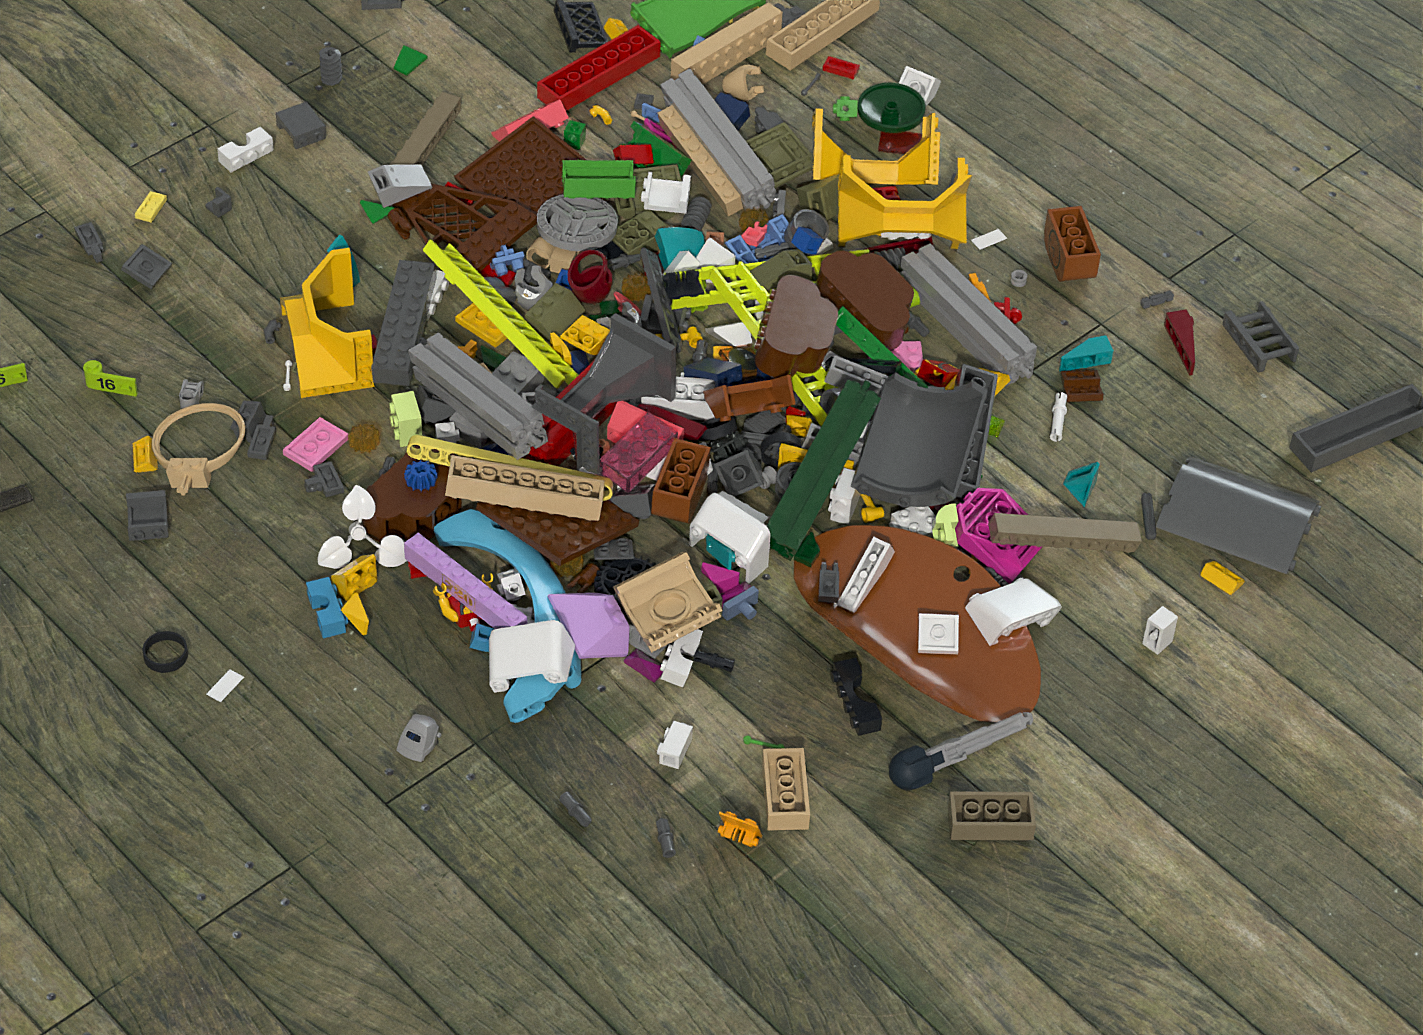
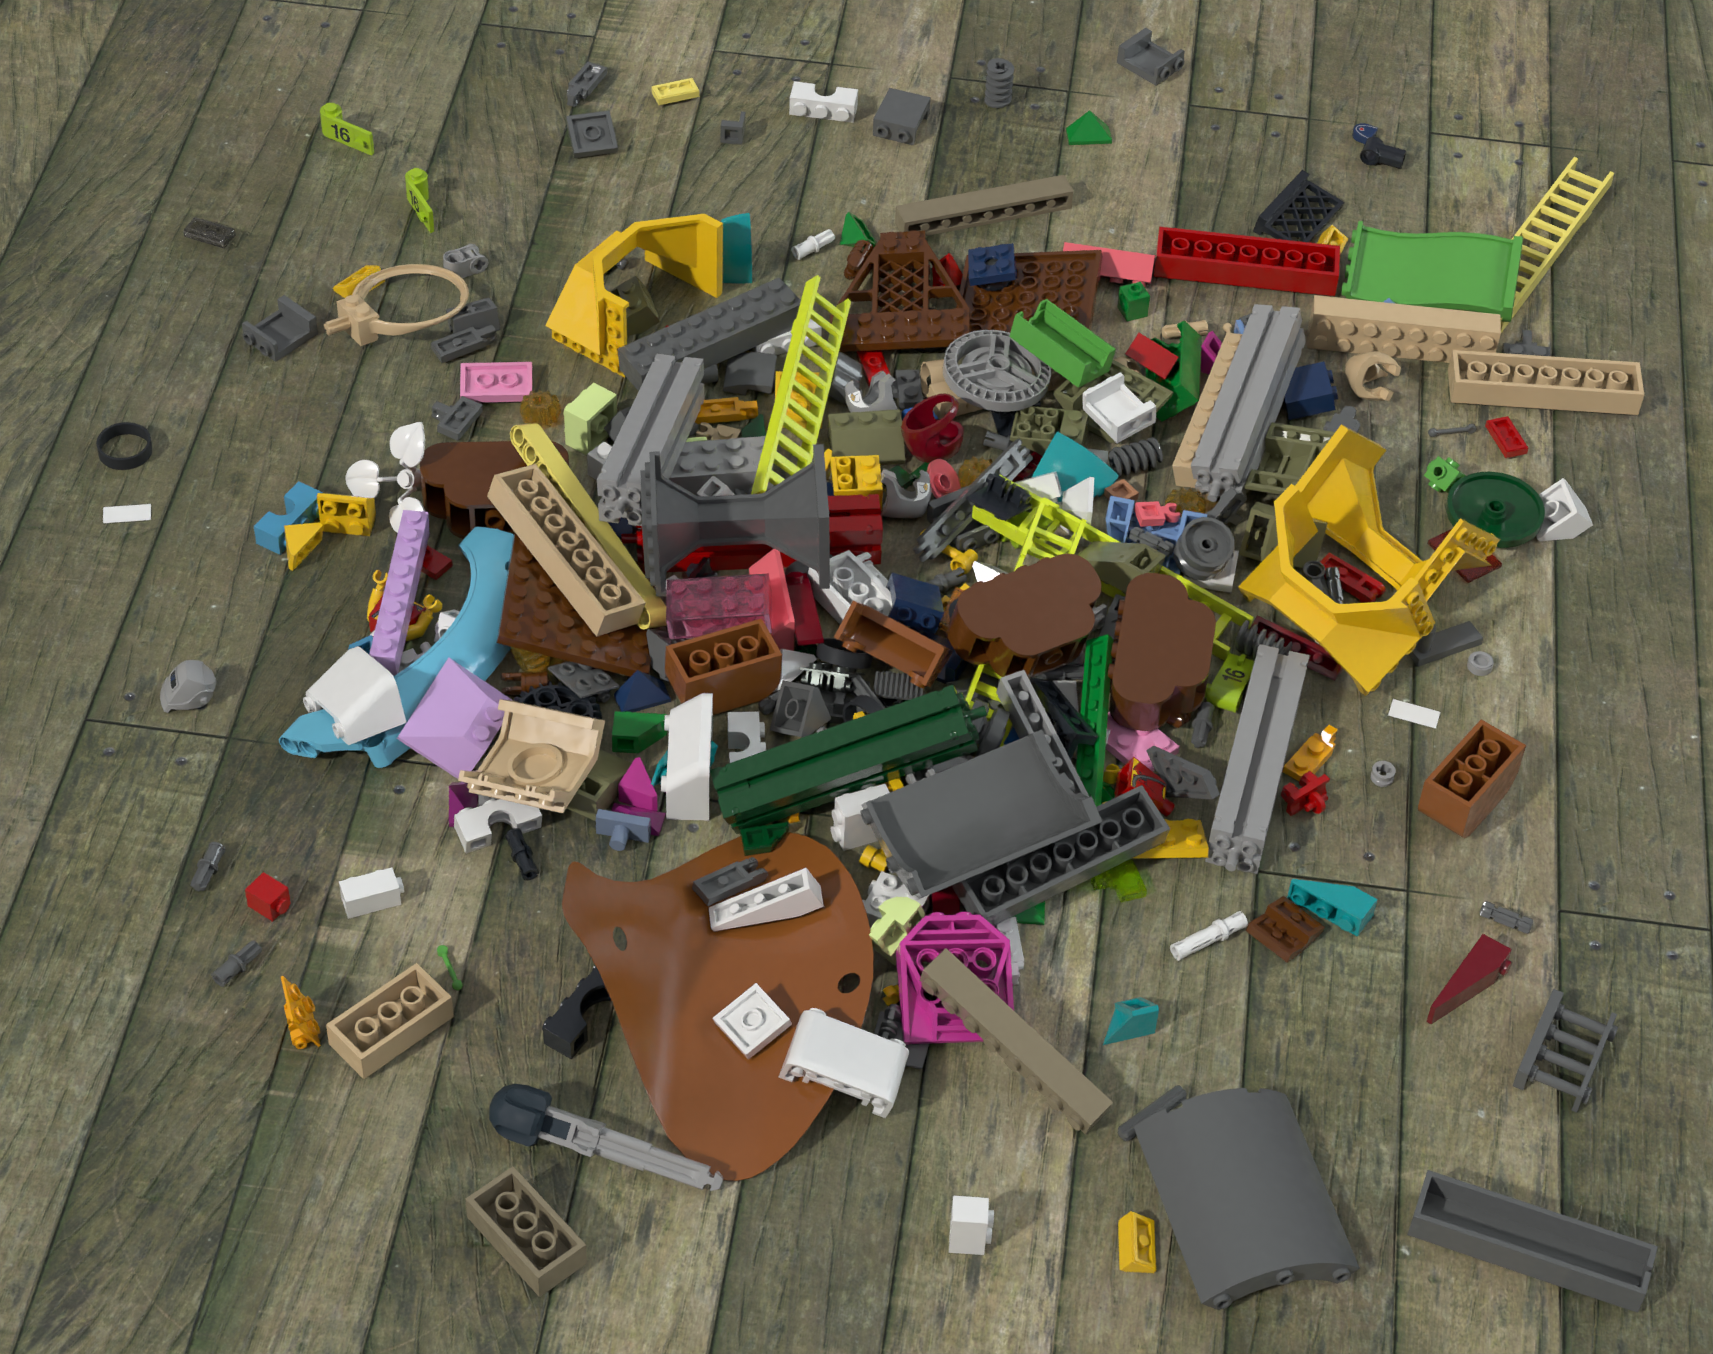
camera: 50 degrees right, 0 degrees up
(363, 233) = (812, 244): none -> white axle
(398, 182) = (890, 216): light grey slope -> none
(420, 475) = (497, 461): blue gear -> none
(445, 324) = (751, 372): none -> dark grey slope
(490, 168) = (992, 266): none -> dark blue piece
(508, 258) = (889, 354): medium blue hips -> none
(602, 112) = (1196, 304): yellow arm -> none
(618, 130) = (1172, 331): none -> tan axle
(631, 793) = (268, 896): none -> red brick
(645, 536) = (641, 692): none -> dark blue slope
(675, 546) = (636, 731): none -> green slope
(807, 240) = (1181, 552): blue panel -> none
(957, 349) = (1182, 777): none -> dark grey wing
(983, 190) = (1480, 663): none -> light grey tile

